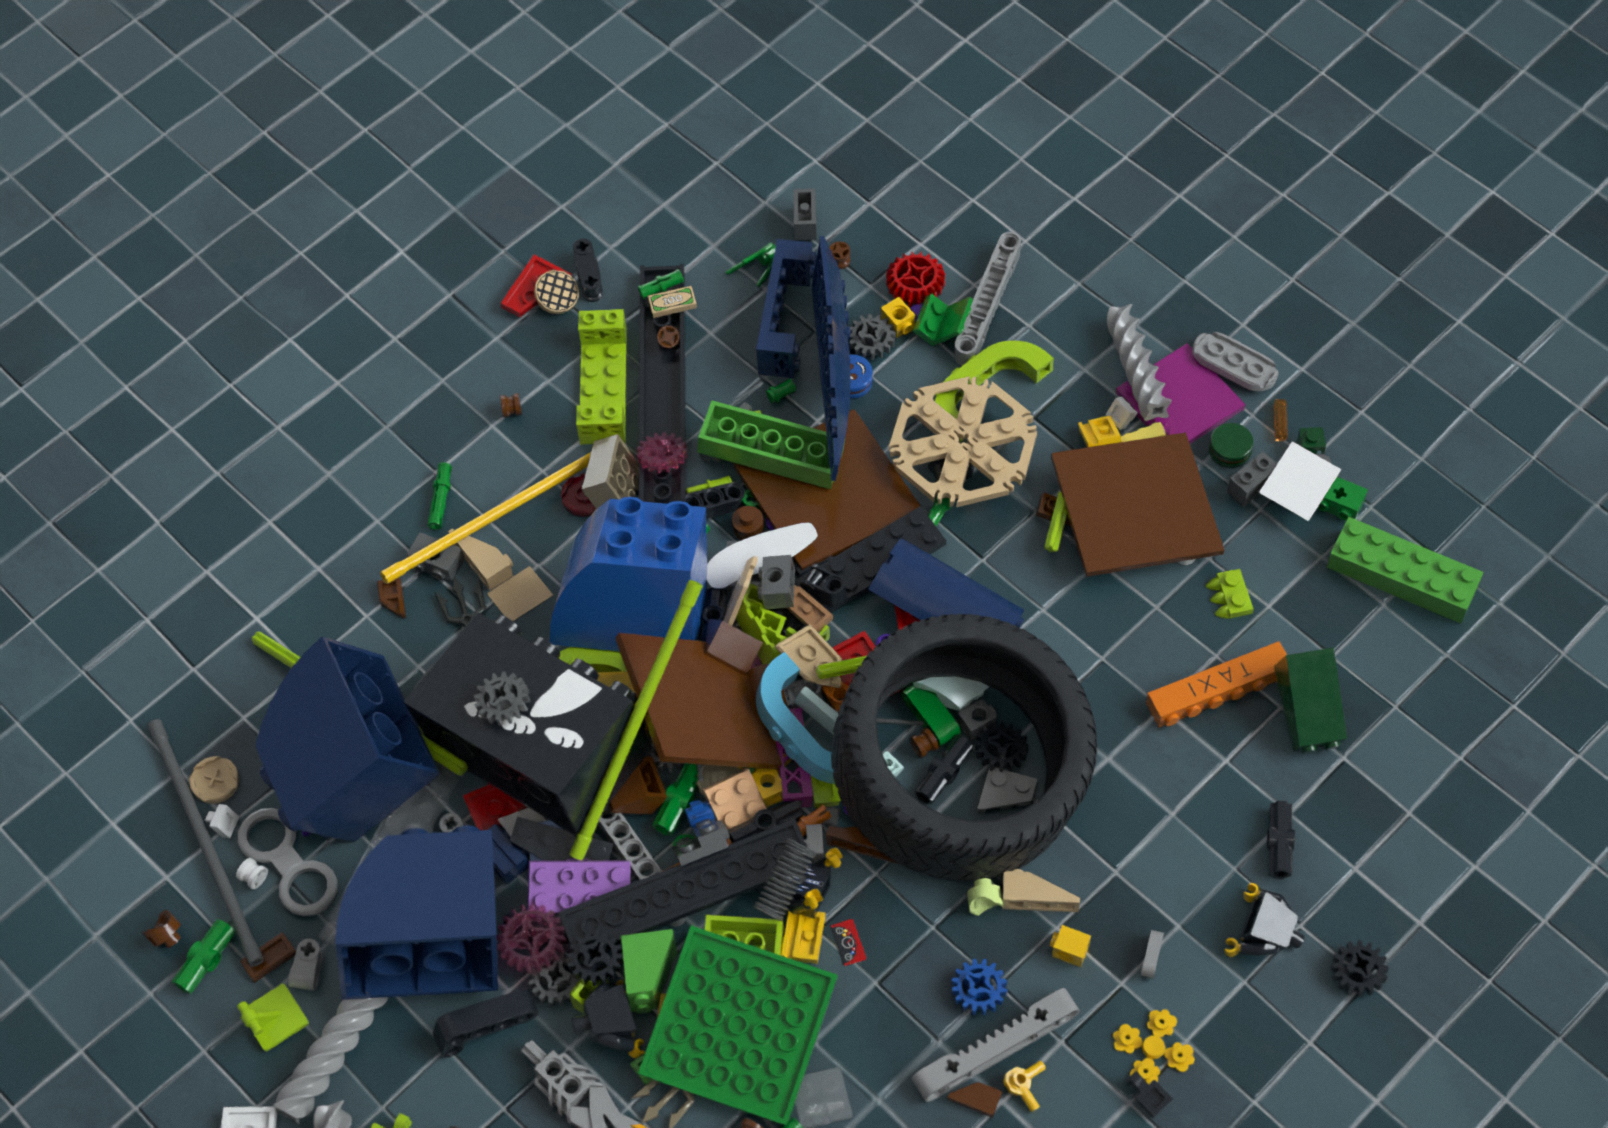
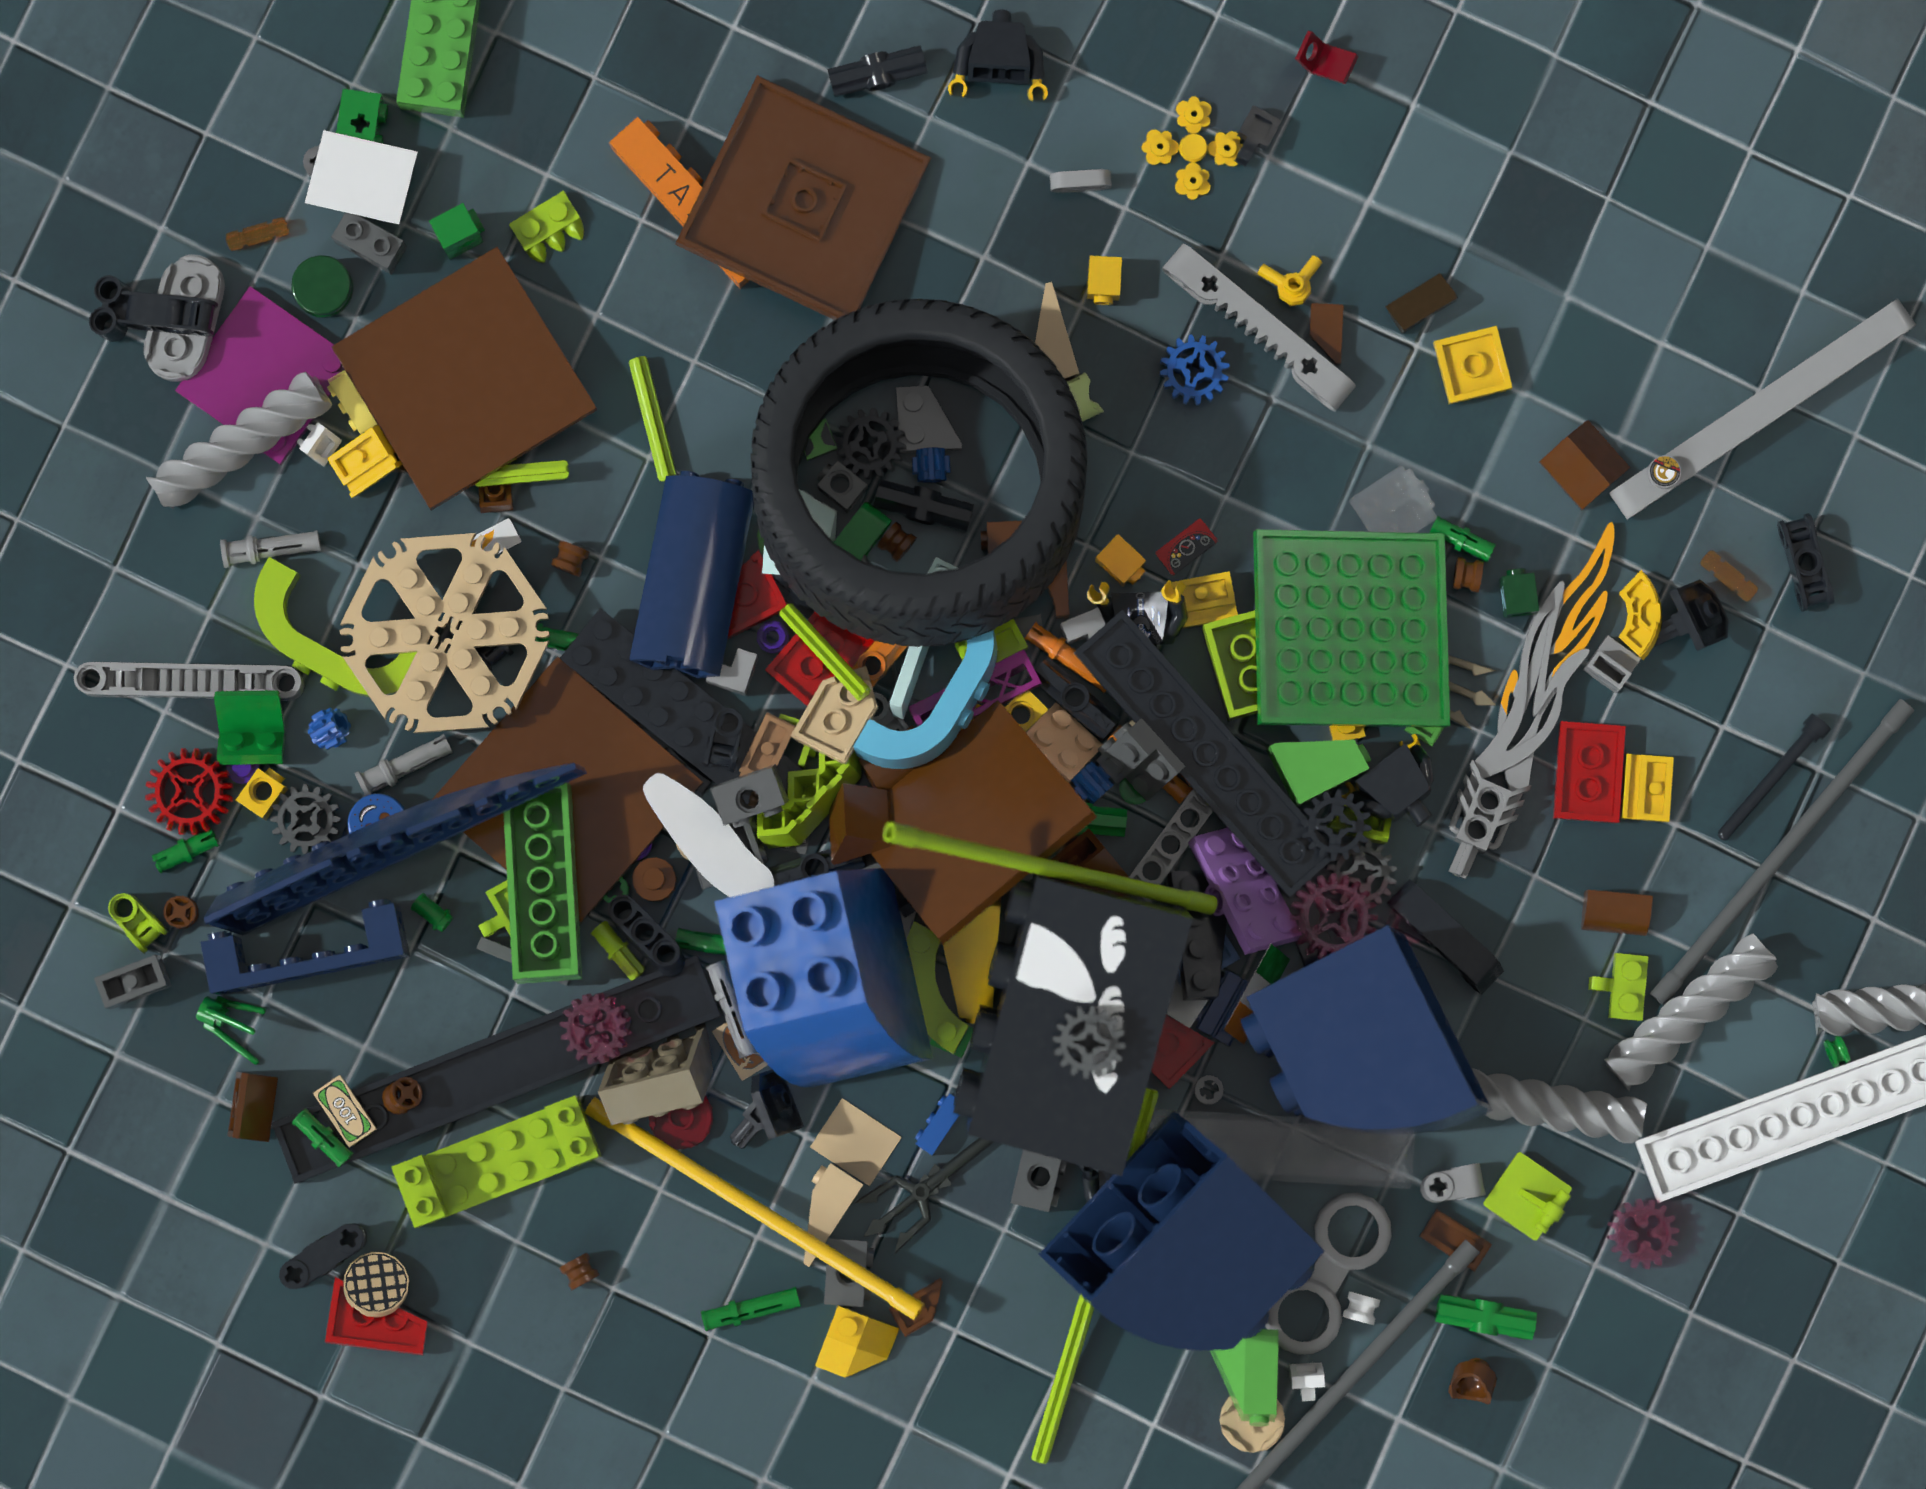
camera: 115 degrees left, 25 degrees up
(202, 1102) = (1640, 1214): none -> clear pink gear
(237, 782) = (1252, 1376): none -> bright green slope
(387, 547) = (855, 1343): none -> yellow slope
(508, 877) = (1267, 973): none -> sticker
(557, 540) = (770, 1110): none -> black piece
(698, 251) = (252, 1107): none -> reddish brown slope
(740, 590) = (782, 840): tan tile -> none
(804, 851) = (1130, 618): dark grey piece -> none
(844, 228) = (137, 922): none -> lime piece
(853, 888) = (1121, 561): none -> light orange brick
(868, 612) = (739, 675): none -> light grey piece
(878, 269) = (185, 850): none -> green pin
(884, 391) = (389, 771): none -> light grey pin
(926, 370) = (329, 728): none -> blue gear
(971, 781) = (931, 465): none -> blue gear
(988, 536) = (570, 558): none -> reddish brown wheel
(1016, 716) = (820, 442): none -> bright green tile
(1019, 500) = (502, 533): none -> white sticker
(1062, 357) = (253, 549): none -> light grey pin
(1070, 617) = (652, 417): none -> lime axle
(1196, 756) = (803, 200): none -> reddish brown tile
(1243, 528) = (458, 230): none -> green brick
(1250, 327) = (148, 312): none -> black piece
(1312, 439) = (289, 181): dark green brick -> none
(1312, 699) = (682, 79): dark green slope -> none

